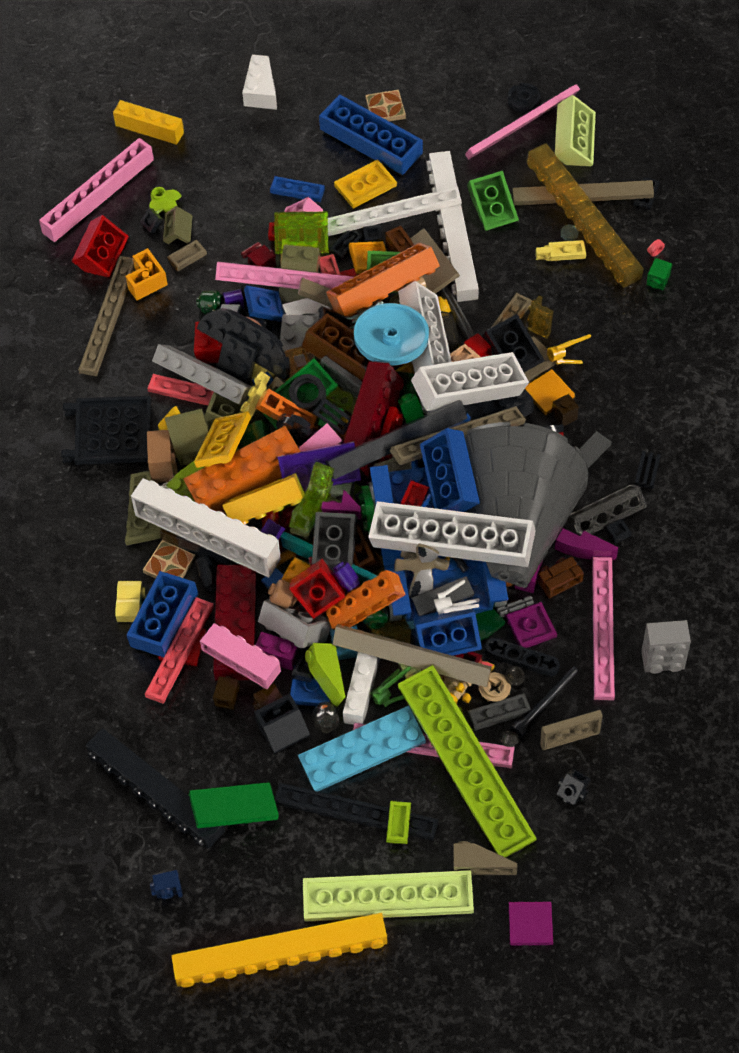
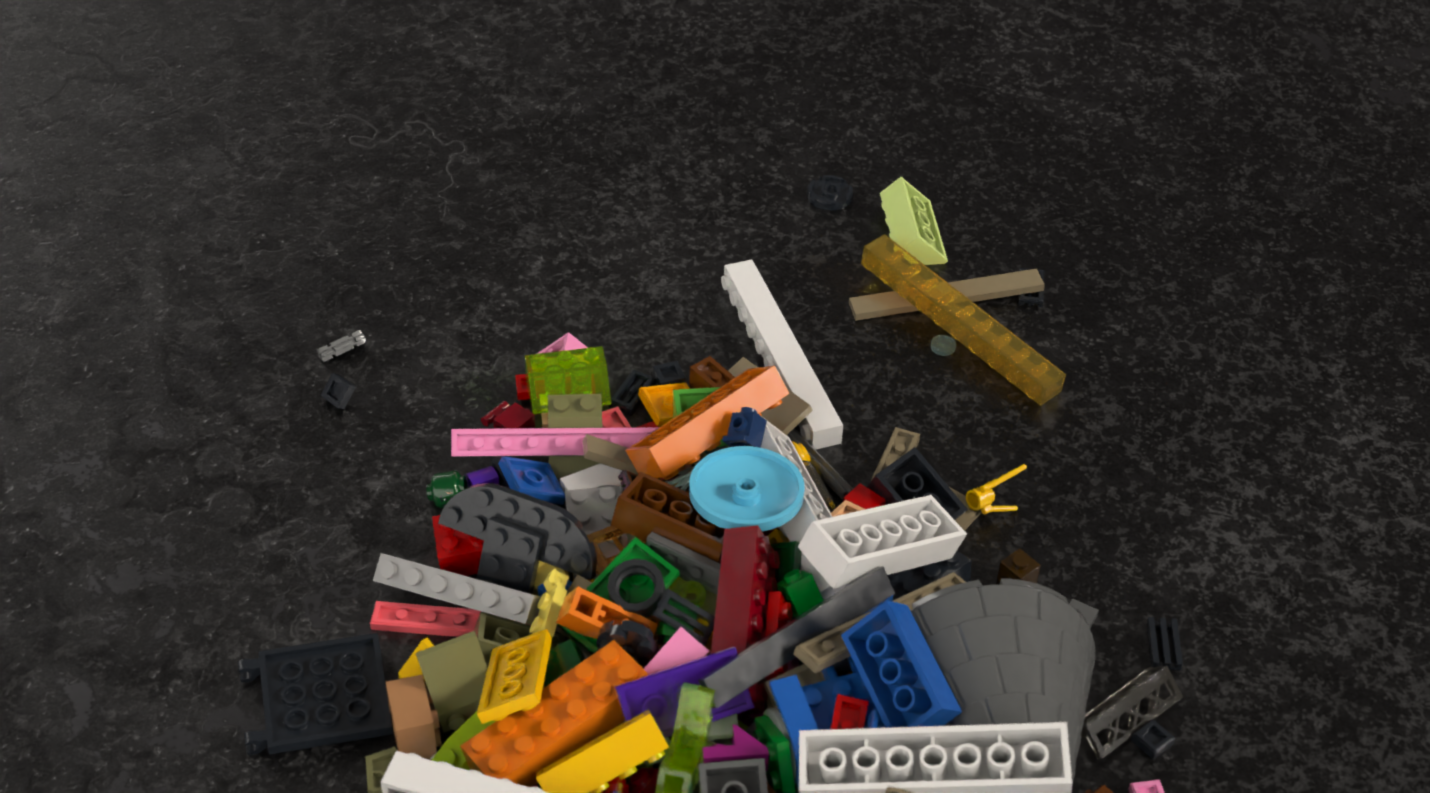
camera: 15 degrees left, 15 degrees down
(96, 190) = (247, 360): bright pink brick -> none
(100, 247) = (265, 435): red slope -> none
(107, 318) = (290, 531): dark tan tile -> none
(147, 277) = (344, 463): light orange brick -> none
(148, 122) = (313, 268): yellow brick -> none
(163, 199) = (353, 364): lime plate -> none
(170, 180) = (341, 345): none -> dark grey axle
(177, 225) = (376, 393): olive panel -> none
(187, 255) = (399, 432): dark tan tile -> none
(259, 84) = (466, 209): white wedge -> none
(297, 189) = (542, 329): blue tile -> none
(365, 184) = (641, 313): yellow plate -> none
(371, 134) = (636, 252): blue brick -> none
(386, 105) = (645, 220): tile -> none
(394, 210) = (695, 339): white tile -> none
(402, 291) = (745, 429): none -> dark blue brick
(492, 200) = (826, 314): bright green slope -> none
(519, 123) = (834, 221): bright pink tile -> none
(540, 318) = (944, 452): clear yellow bracket -> none
(548, 389) = (986, 552): light orange tile -> none
(562, 251) = (942, 367): light yellow hinge -> none
(584, 546) = (1117, 767): magenta slope -> none
(655, 248) = (1070, 349): coral tile -> none
(659, 274) = (1086, 381): green brick -> none

